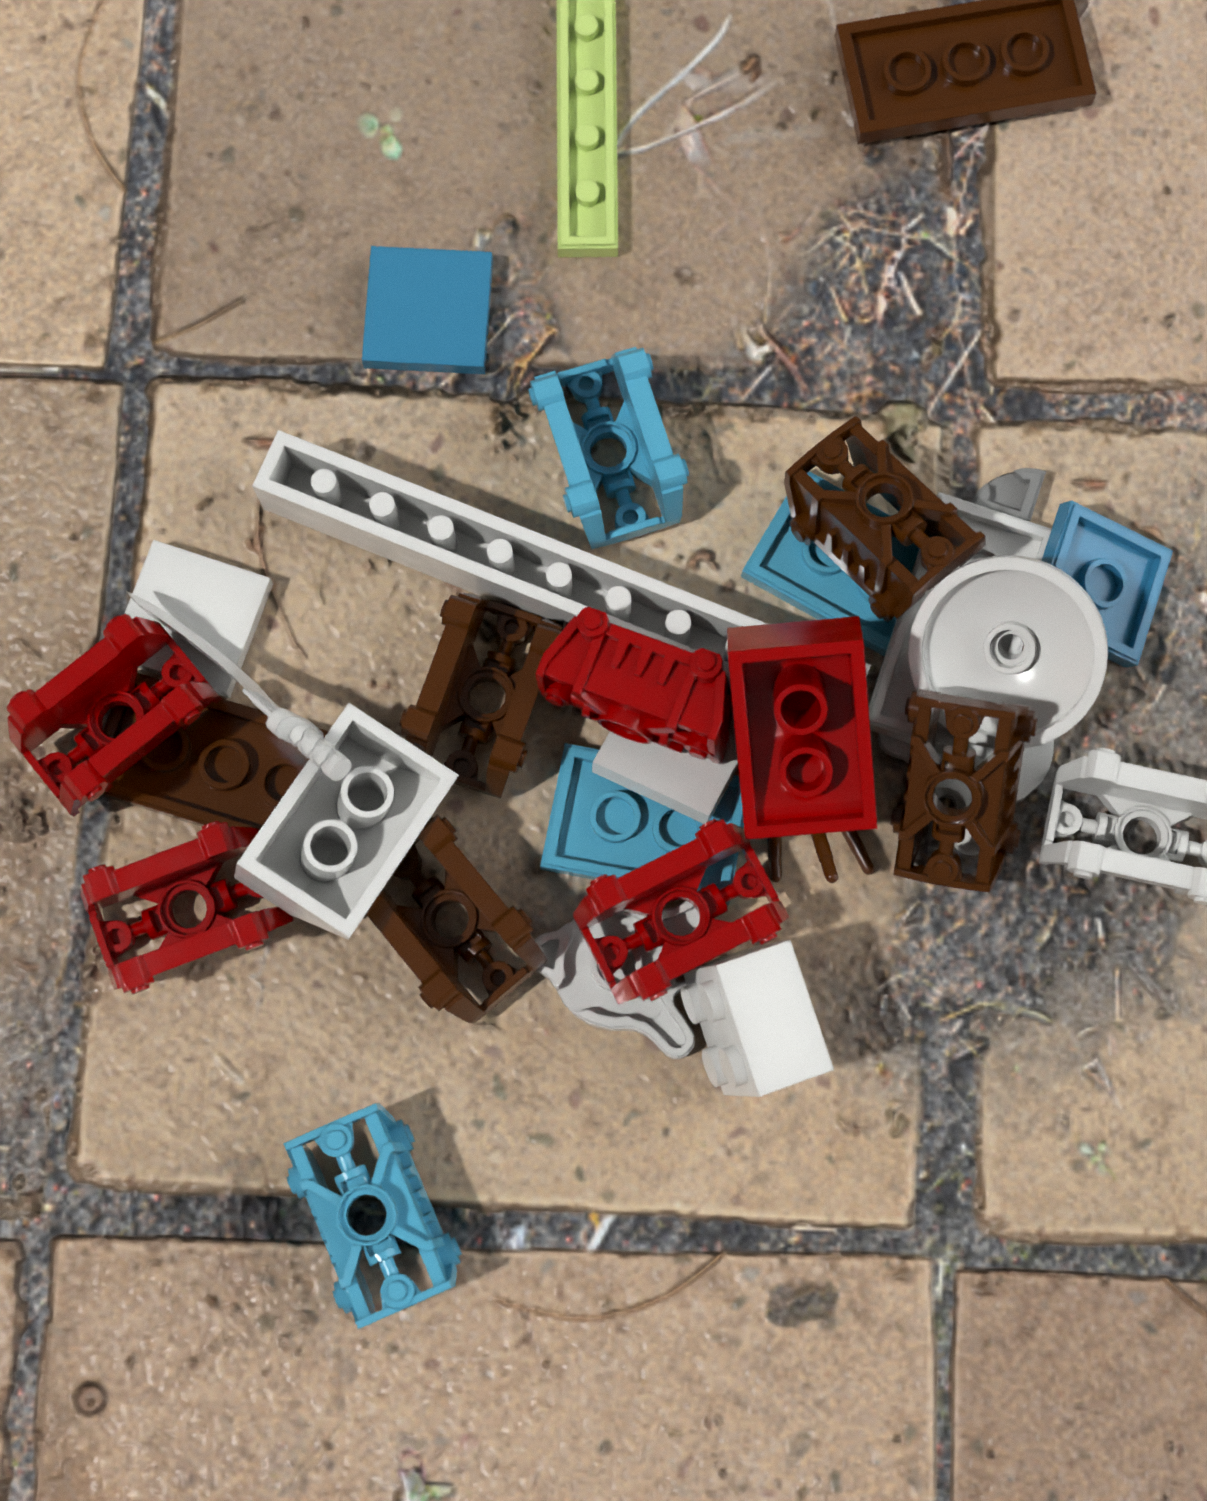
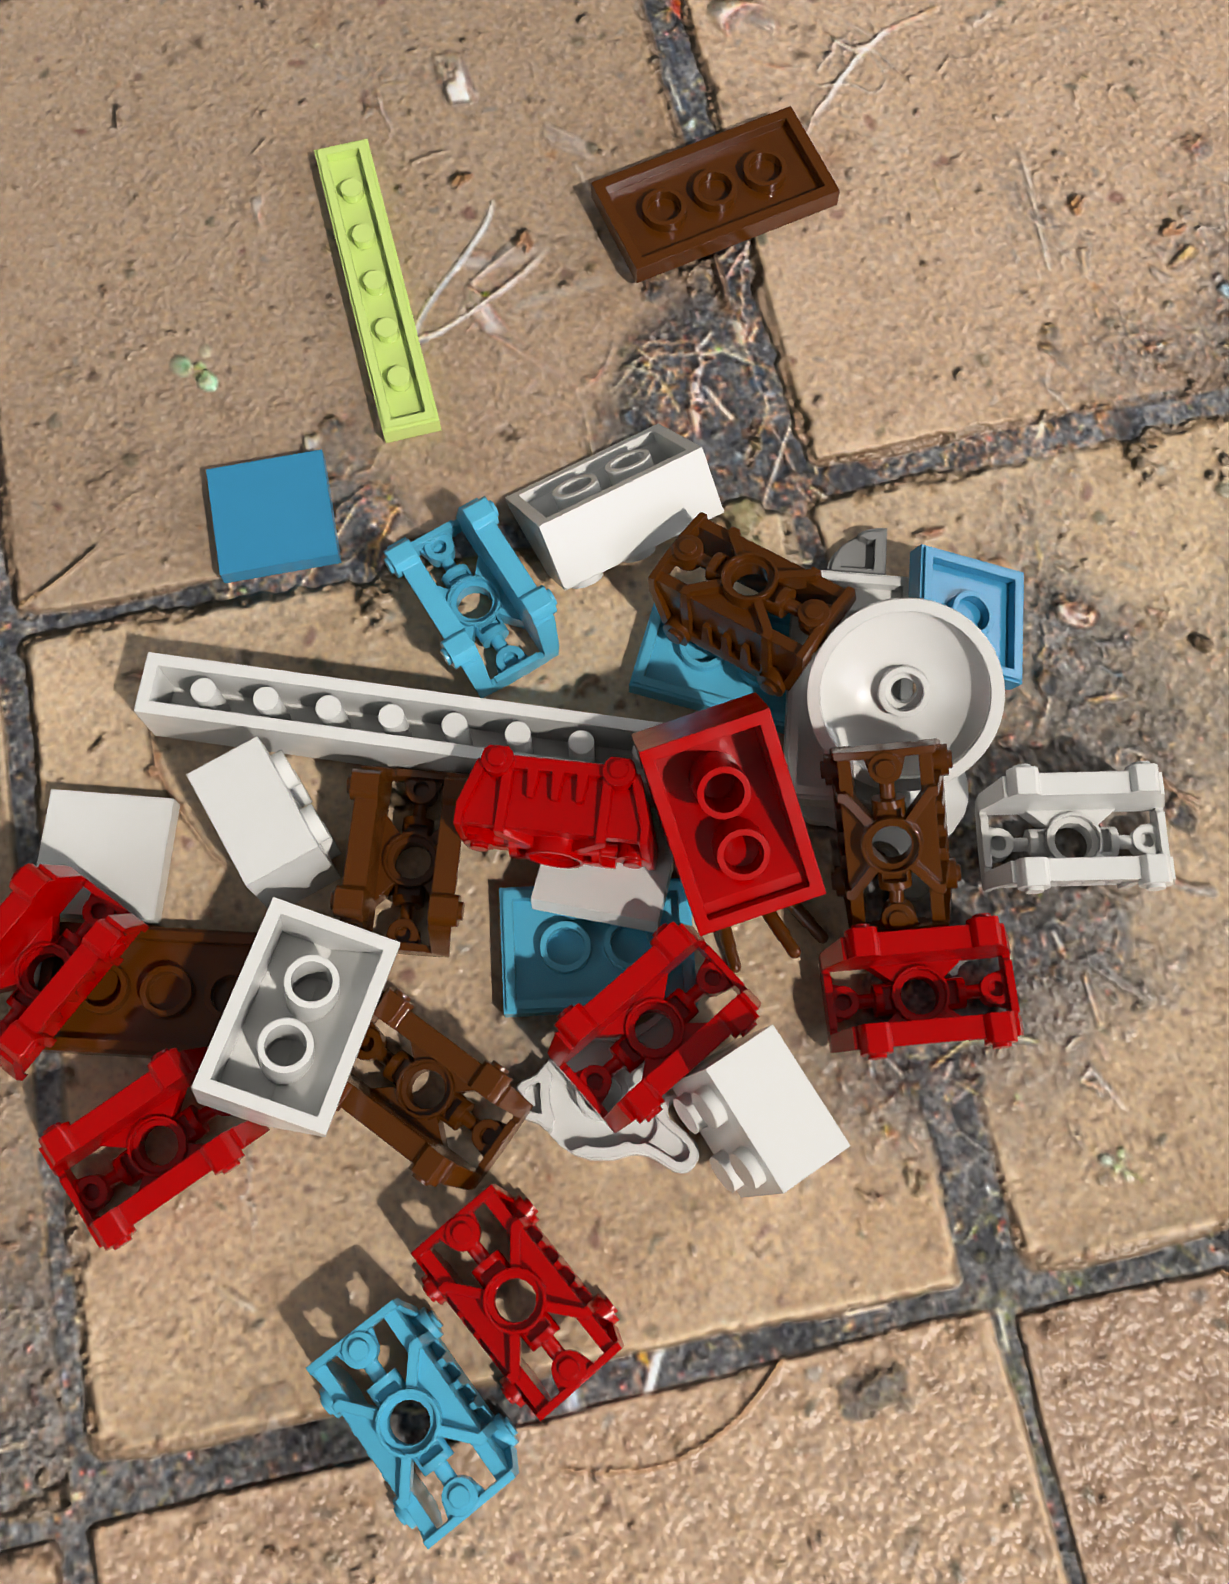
camera: 15 degrees left, 5 degrees down
(280, 721) = (205, 931): white sword -> none
(352, 627) = (261, 821): none -> white brick
(527, 1132) = (556, 1291): none -> red piece
(774, 381) = (615, 505): none -> white slope
(961, 911) = (928, 957): none -> red piece

